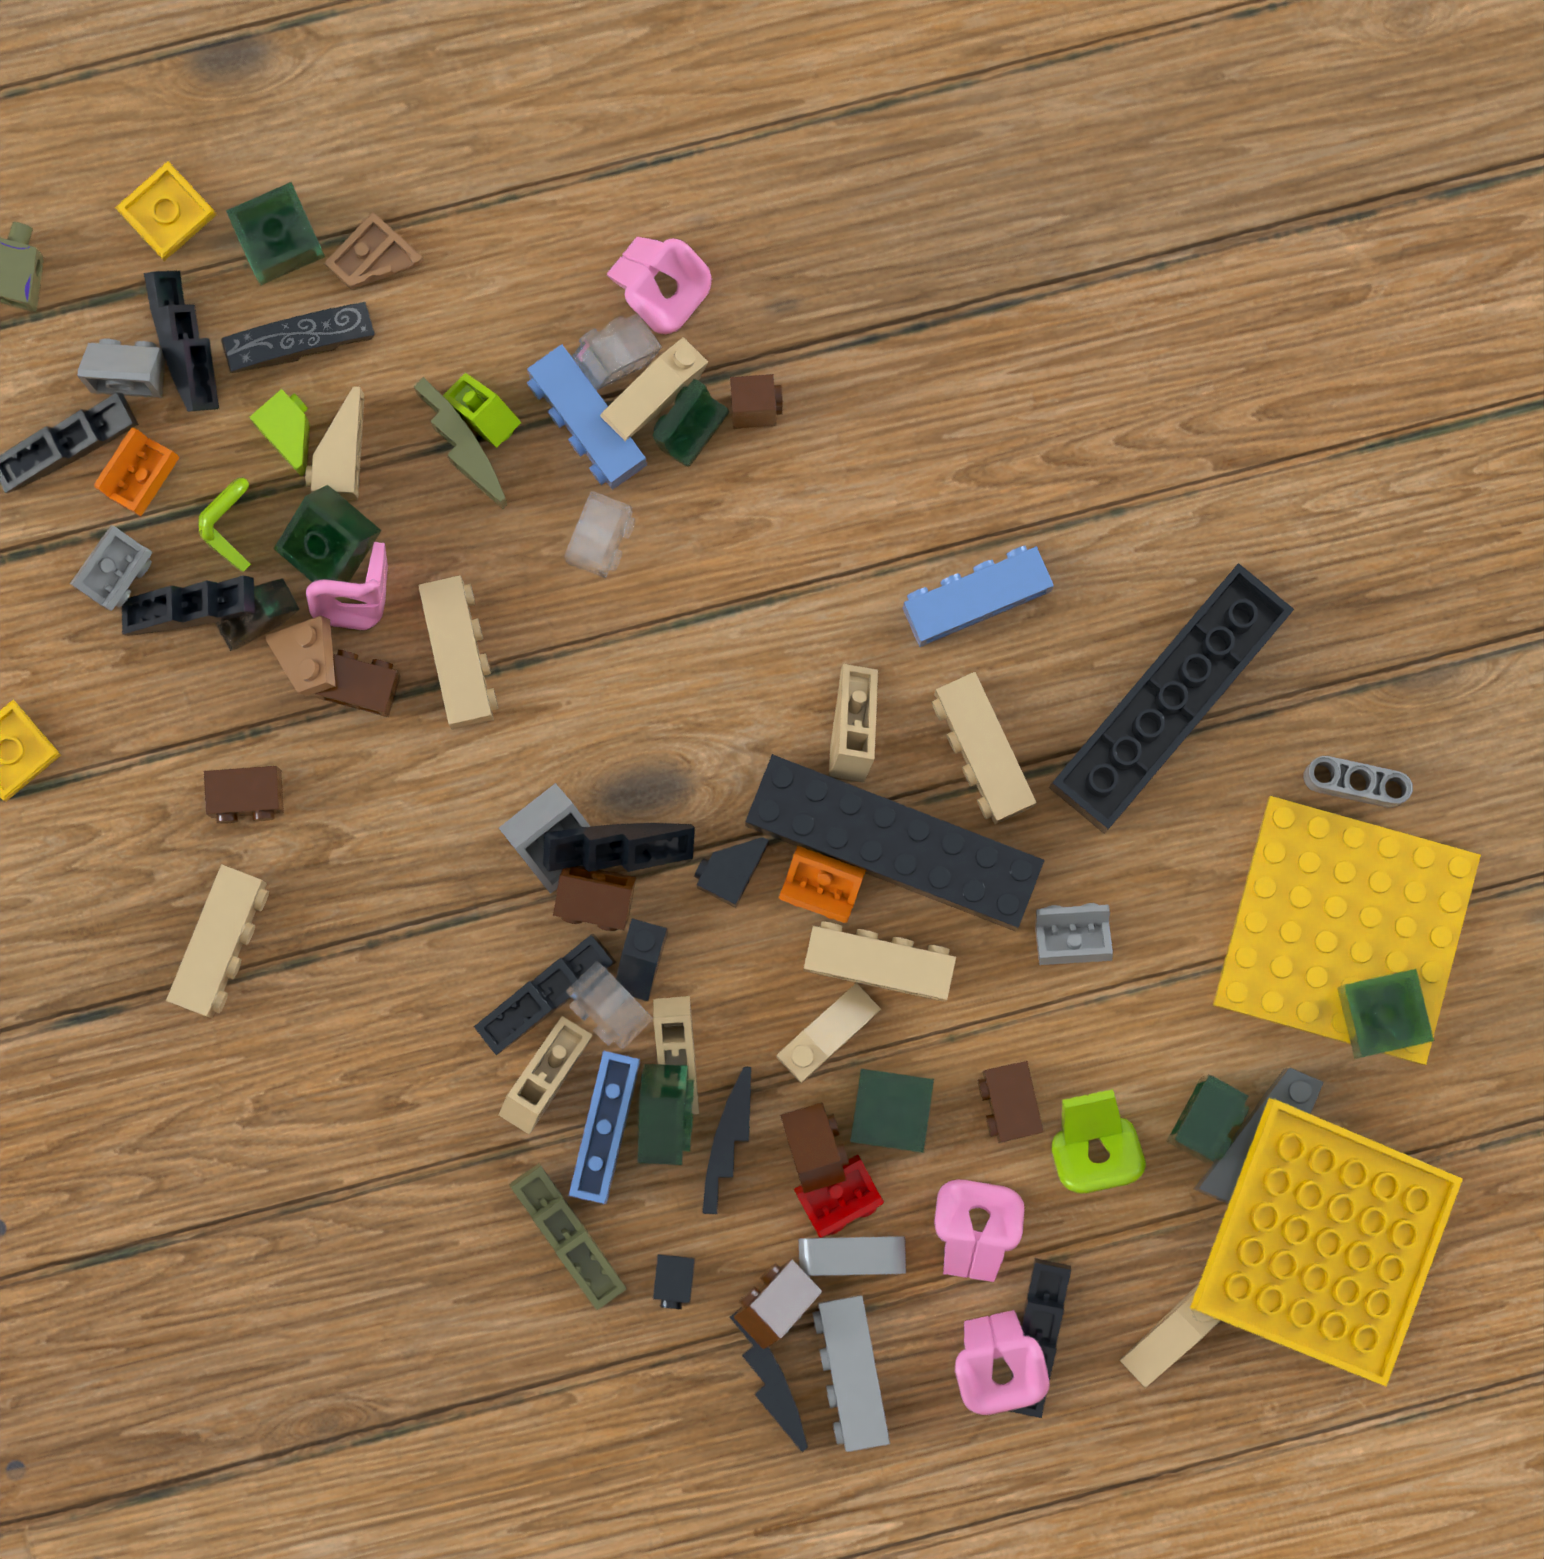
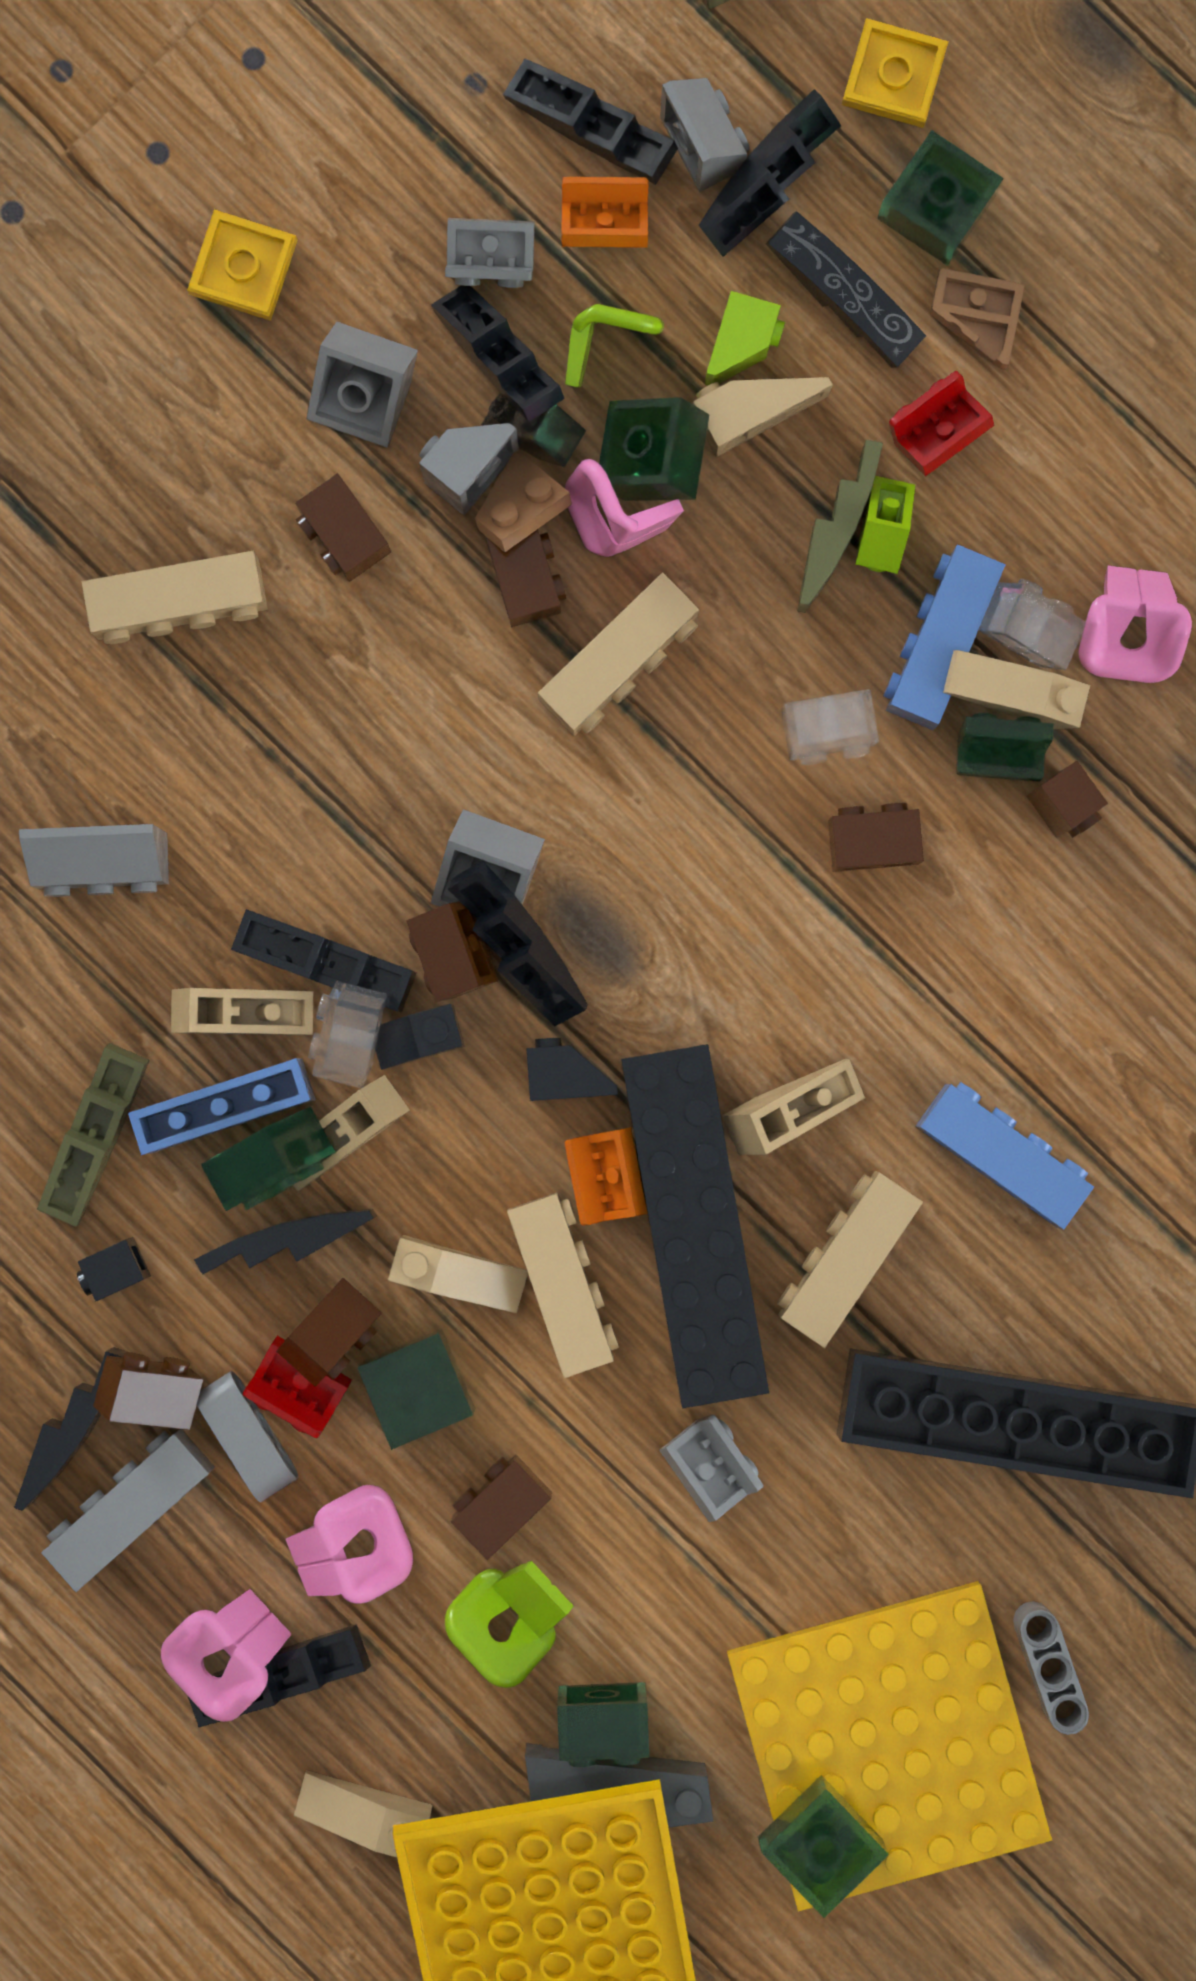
camera: 55 degrees right, 5 degrees up
(149, 717) = (361, 383): none -> light grey slope
(253, 676) = (467, 461): none -> light grey slope
(371, 1111) = (95, 858): none -> light grey slope
(434, 330) = (939, 424): none -> red bracket
(698, 551) = (876, 838): none -> reddish brown brick

